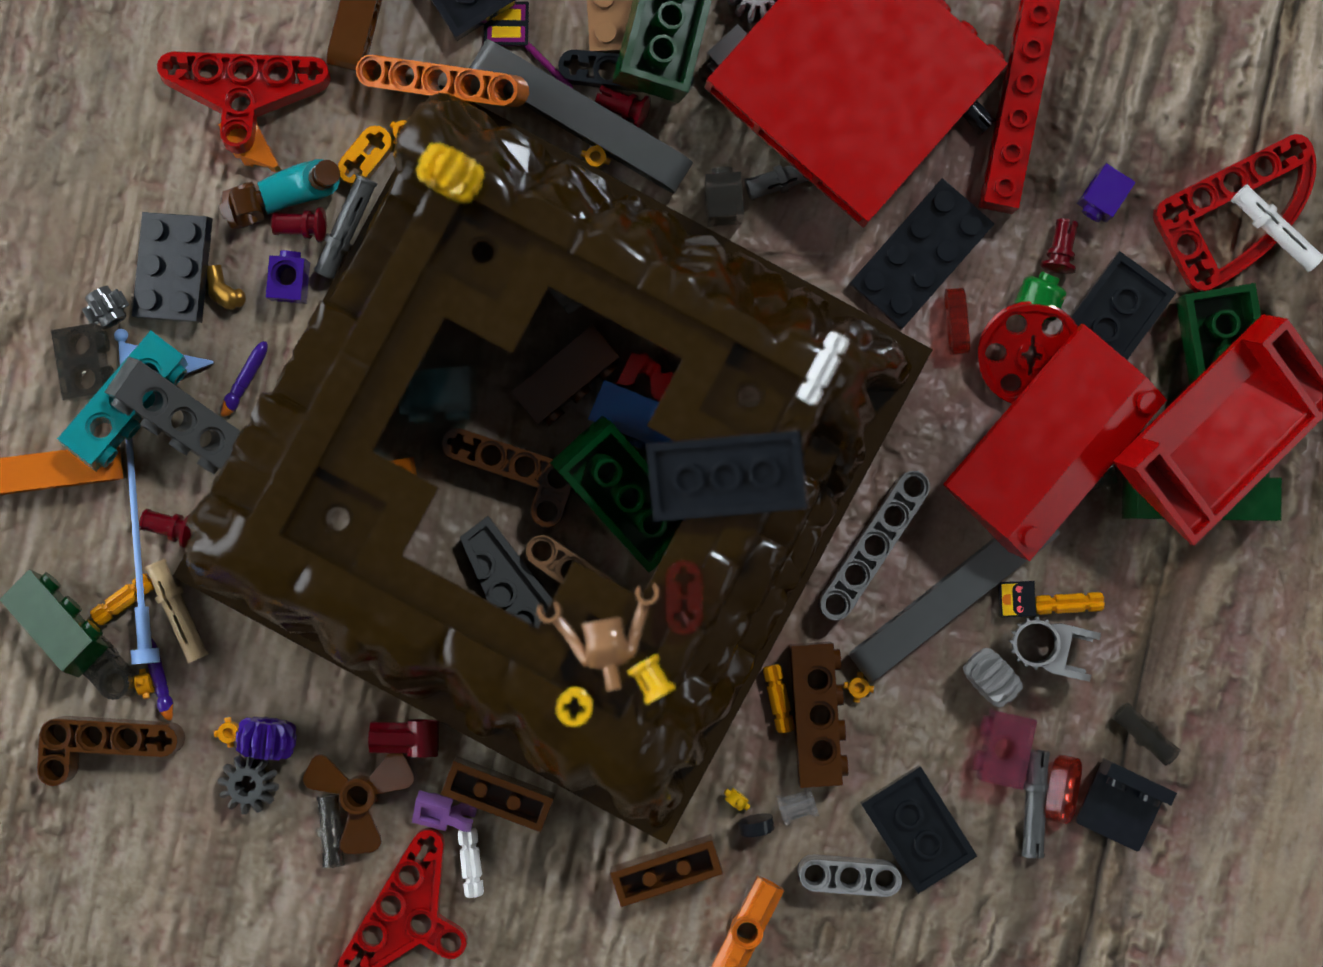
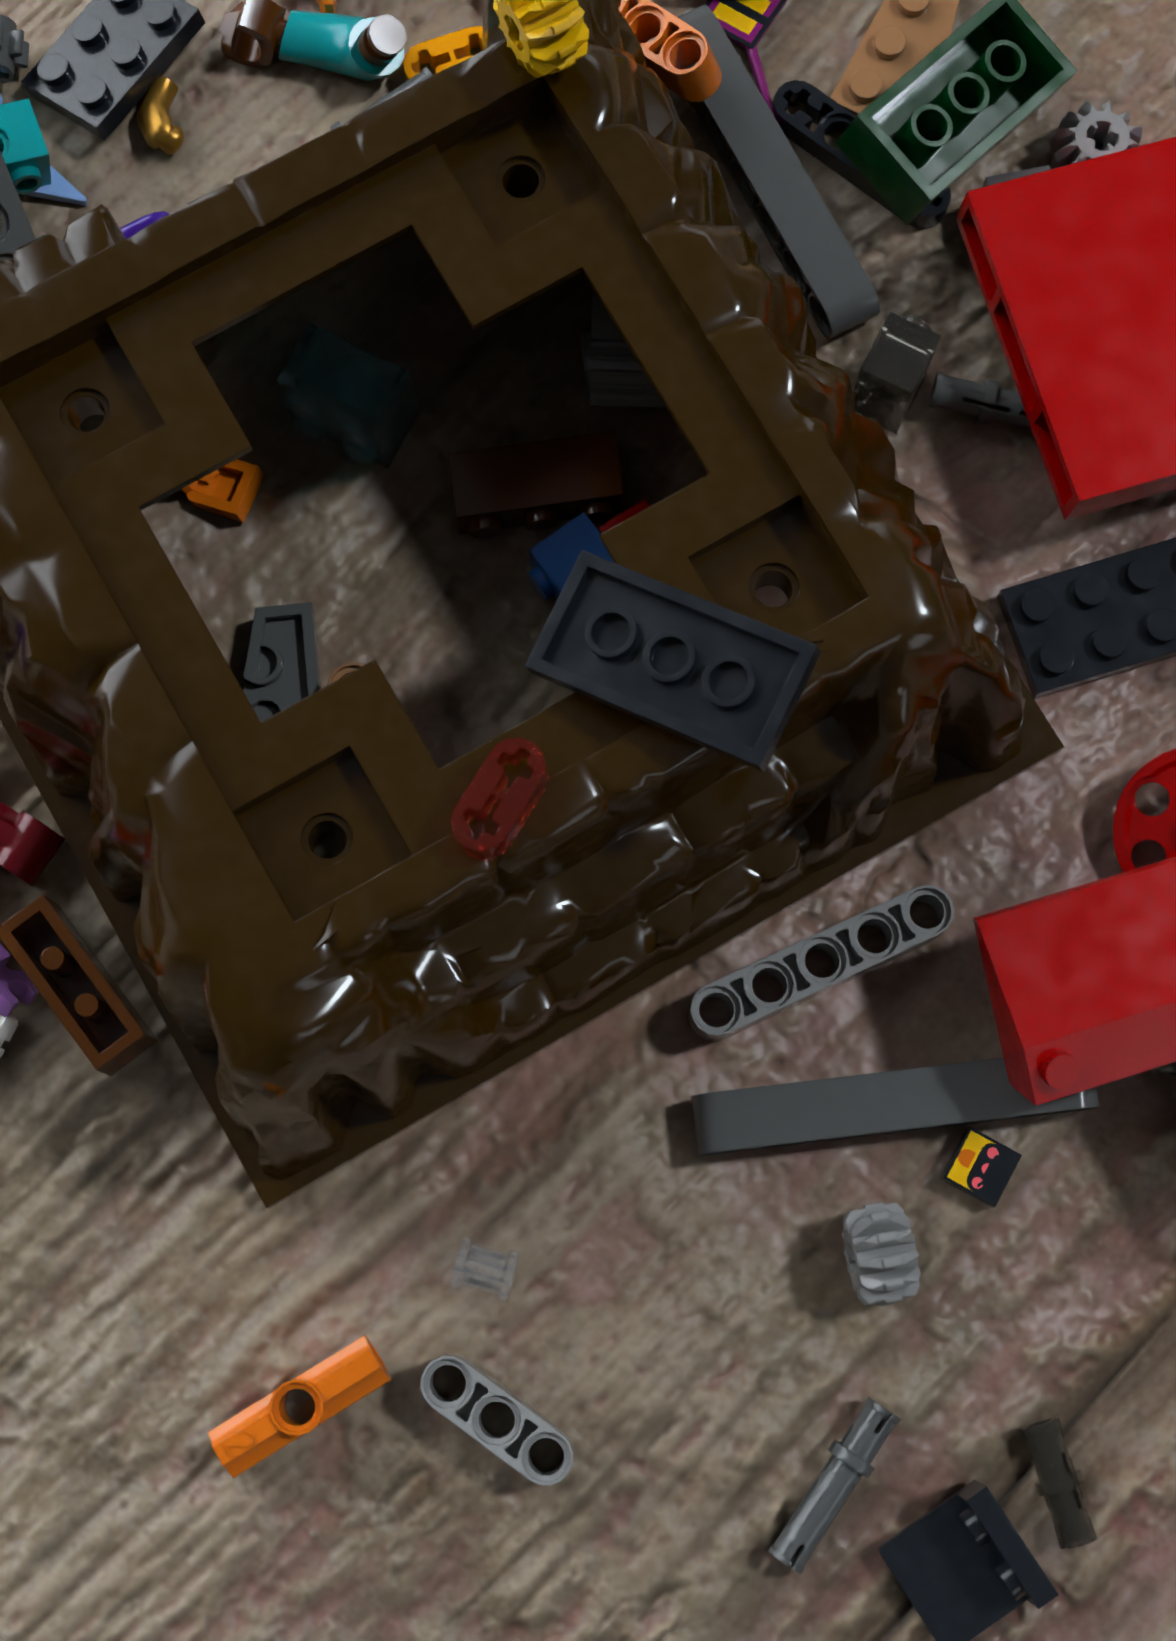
camera: 30 degrees right, 10 degrees down
(291, 293) = (245, 127): dark purple brick -> none
(301, 224) = (321, 98): dark red pin -> none
(507, 468) = (379, 557): reddish brown beam -> none
(564, 712) = (243, 835): yellow bush -> none
(596, 156) = (759, 230): light orange piece -> none
(604, 639) = (347, 785): medium nougat piece -> none
(617, 489) = (493, 625): dark green brick -> none
(627, 106) = (839, 193): dark red pin -> none
(651, 679) = (375, 884): yellow bush -> none
(666, 870) = (238, 1242): reddish brown brick -> none
(736, 799) = (405, 1207): yellow piece -> none
(756, 825) = (409, 1260): black tile -> none
(778, 698) = (554, 1100): light orange axle -> none
(810, 769) = (623, 1064): reddish brown brick -> none
(823, 368) = (905, 593): white axle -> none
(858, 687) = (677, 1154): light orange piece -> none
(918, 829) = (640, 1415): black plate -> none
(957, 321) = (1121, 727): clear red beam -> none
(1011, 768) = (872, 1362): clear pink brick -> none
(1056, 661) = (1020, 1249): light grey piece -> none
(1063, 789) = (888, 1487): clear red beam -> none
(1069, 603) = (1054, 1219): light orange axle -> none

